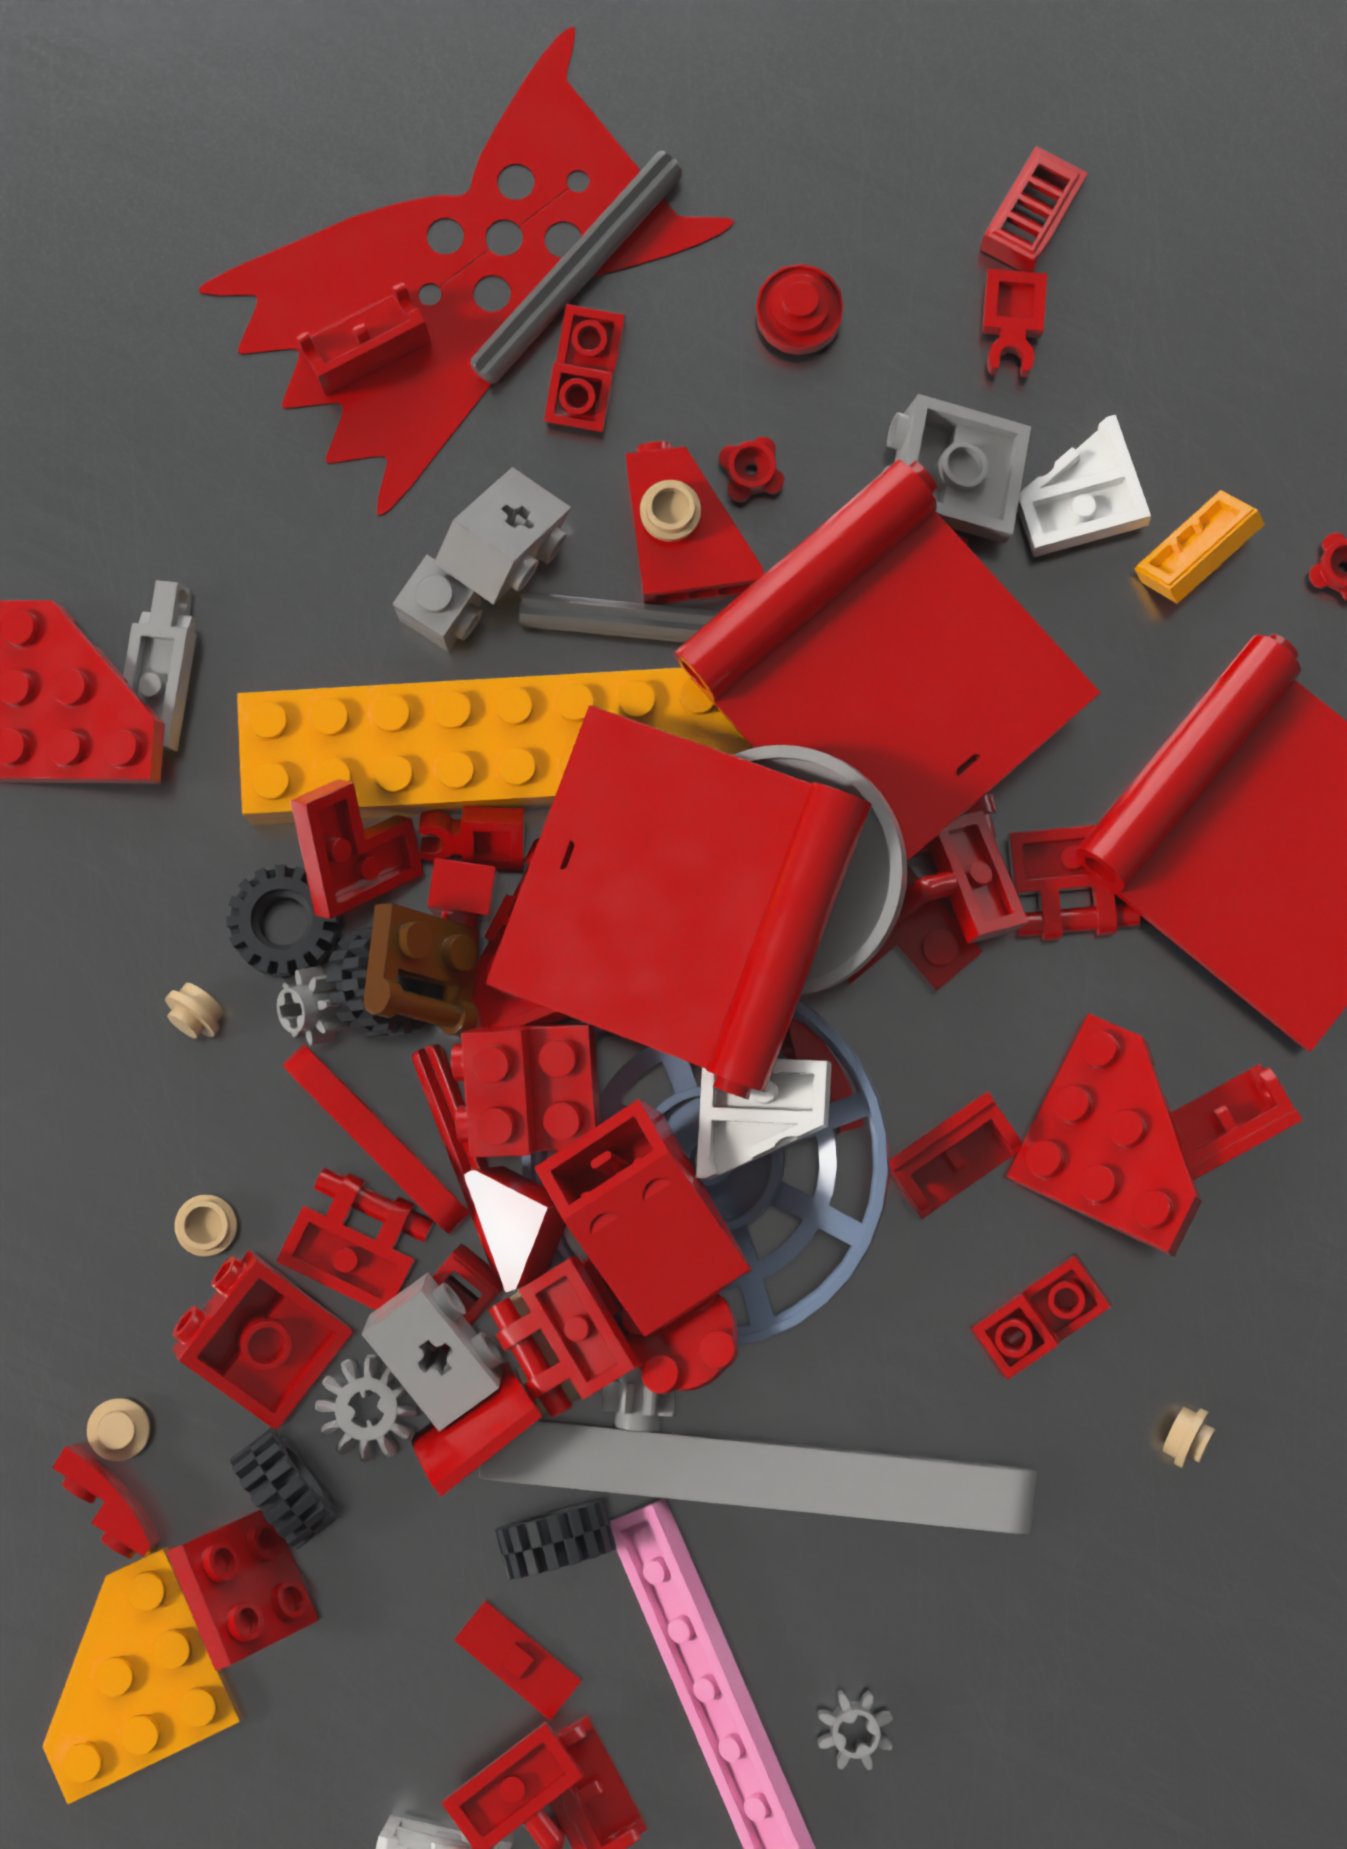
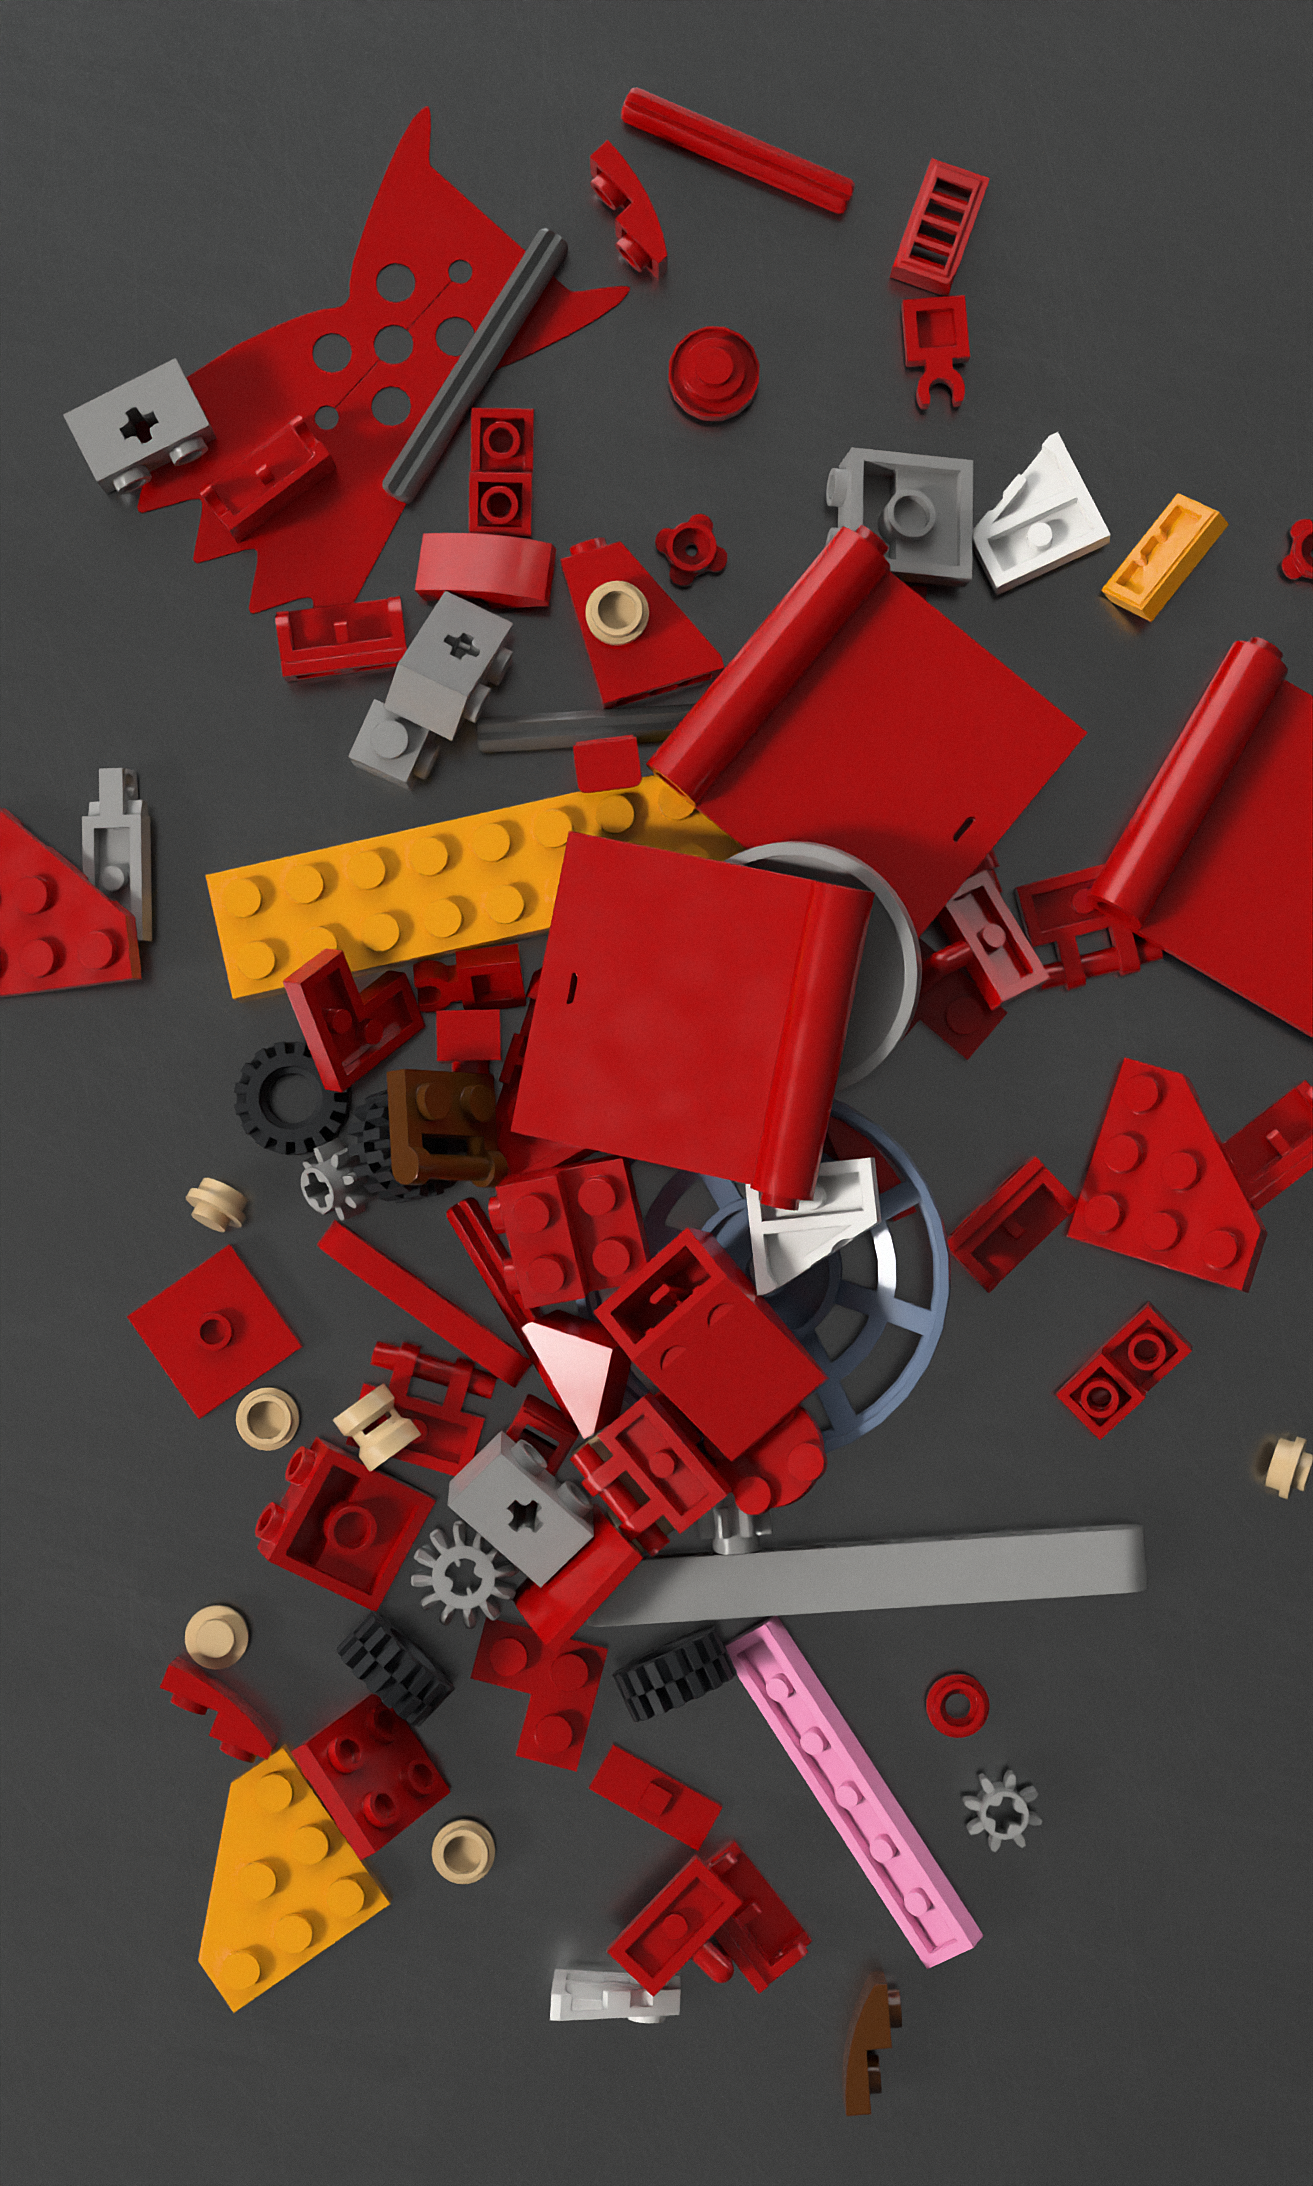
camera: 10 degrees left, 5 degrees up
(170, 1133) = (215, 1331): none -> red plate
(223, 265) = (108, 431): none -> light grey brick
(314, 1260) = (384, 1439): none -> tan wheel
(320, 1682) = (463, 1851): none -> tan plate
(404, 498) = (341, 639): none -> red hinge
(442, 1528) = (559, 1684): none -> red plate
(562, 454) = (486, 566): none -> slope
(636, 646) = (607, 764): none -> red slope
(750, 159) = (638, 225): none -> red slope
(832, 1638) = (961, 1725): none -> red plate
(855, 110) = (737, 150): none -> red axle

